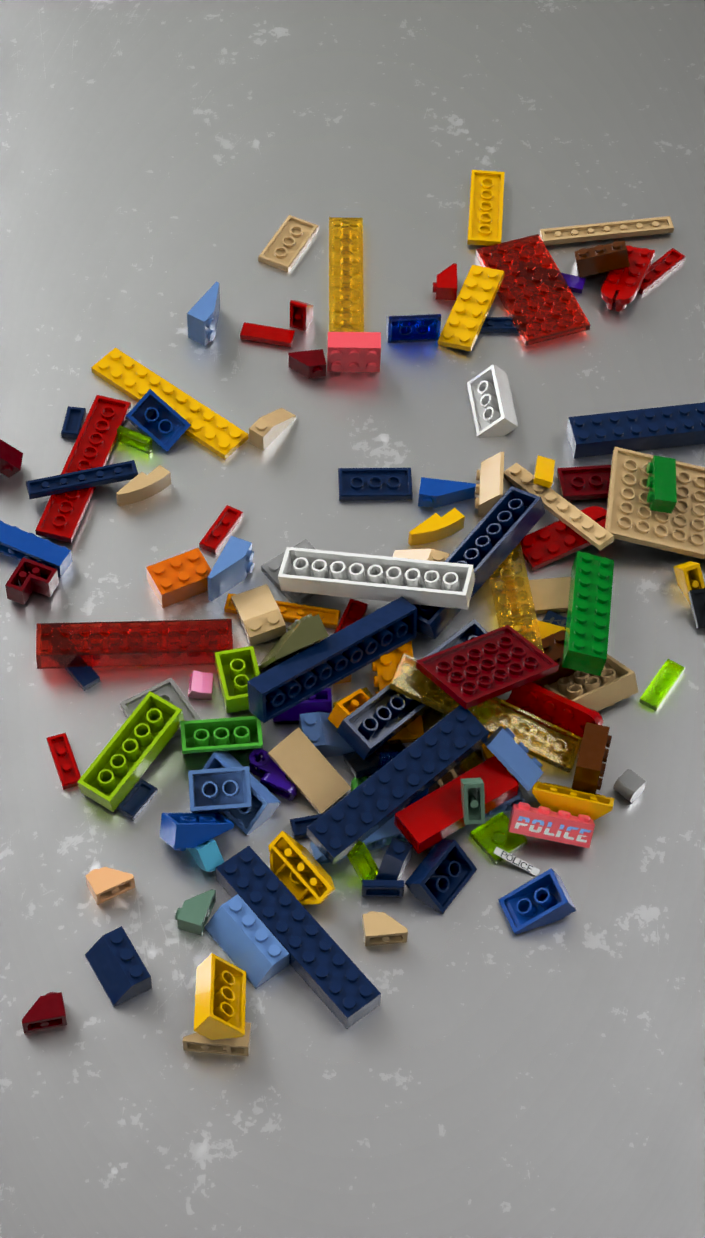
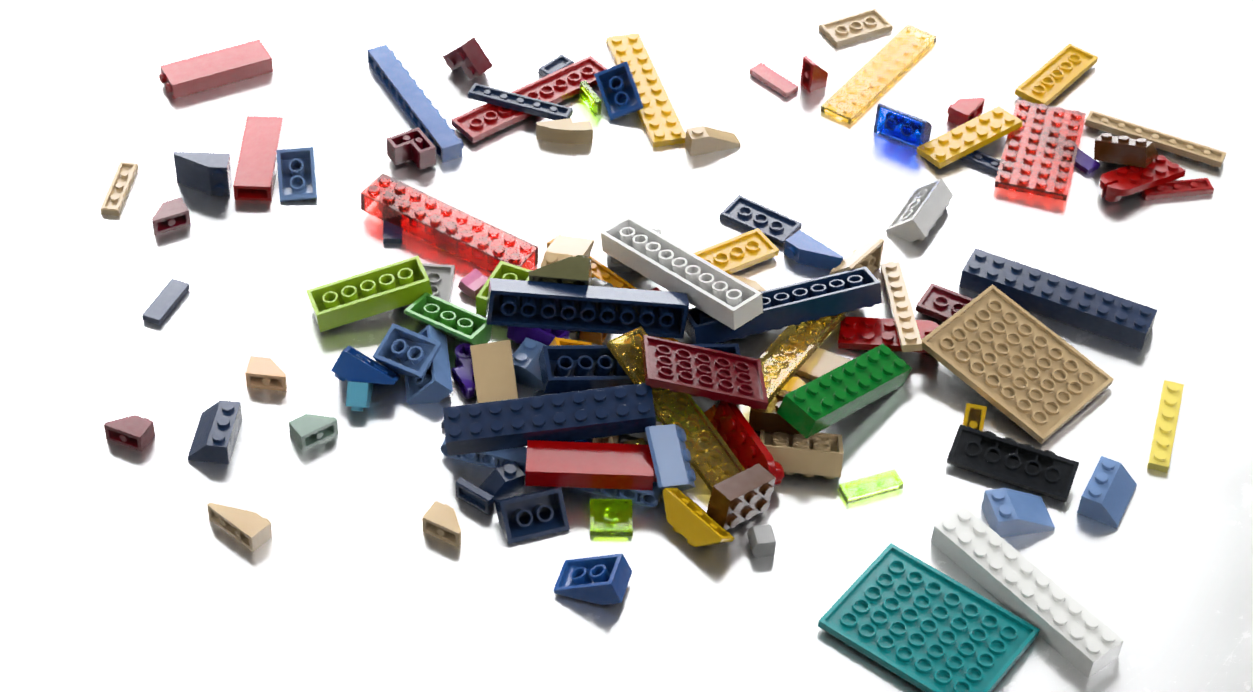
camera: 35 degrees right, 10 degrees down
(64, 760) = (320, 275): red tile -> none
(137, 799) = (347, 334): dark blue tile -> none
(179, 577) = (531, 203): orange brick -> none
(204, 315) = (731, 40): medium blue slope -> none
(220, 999) = (262, 492): yellow slope -> none
(221, 529) = (600, 190): red tile -> none
(231, 567) = (573, 214): medium blue slope -> none
(247, 941) = (329, 472): medium blue slope -> none
(299, 870) = (418, 443): yellow wedge -> none
(308, 363) = (787, 112): dark red slope -> none
(310, 947) = (371, 492): dark blue brick -> none
(354, 351) = (830, 118): coral brick -> none
(362, 862) = (473, 464): clear neon green tile -> none
(385, 527) = (740, 251): none -> yellow plate
(437, 528) = (778, 272): yellow slope -> none
(473, 800) = (597, 462): sand green slope -> none
(516, 861) = (605, 537): white sticker -> none
(544, 471) = (914, 277): yellow tile -> none
(551, 825) = (658, 526): coral brick -> none
(662, 484) = (1008, 331): green brick -> none

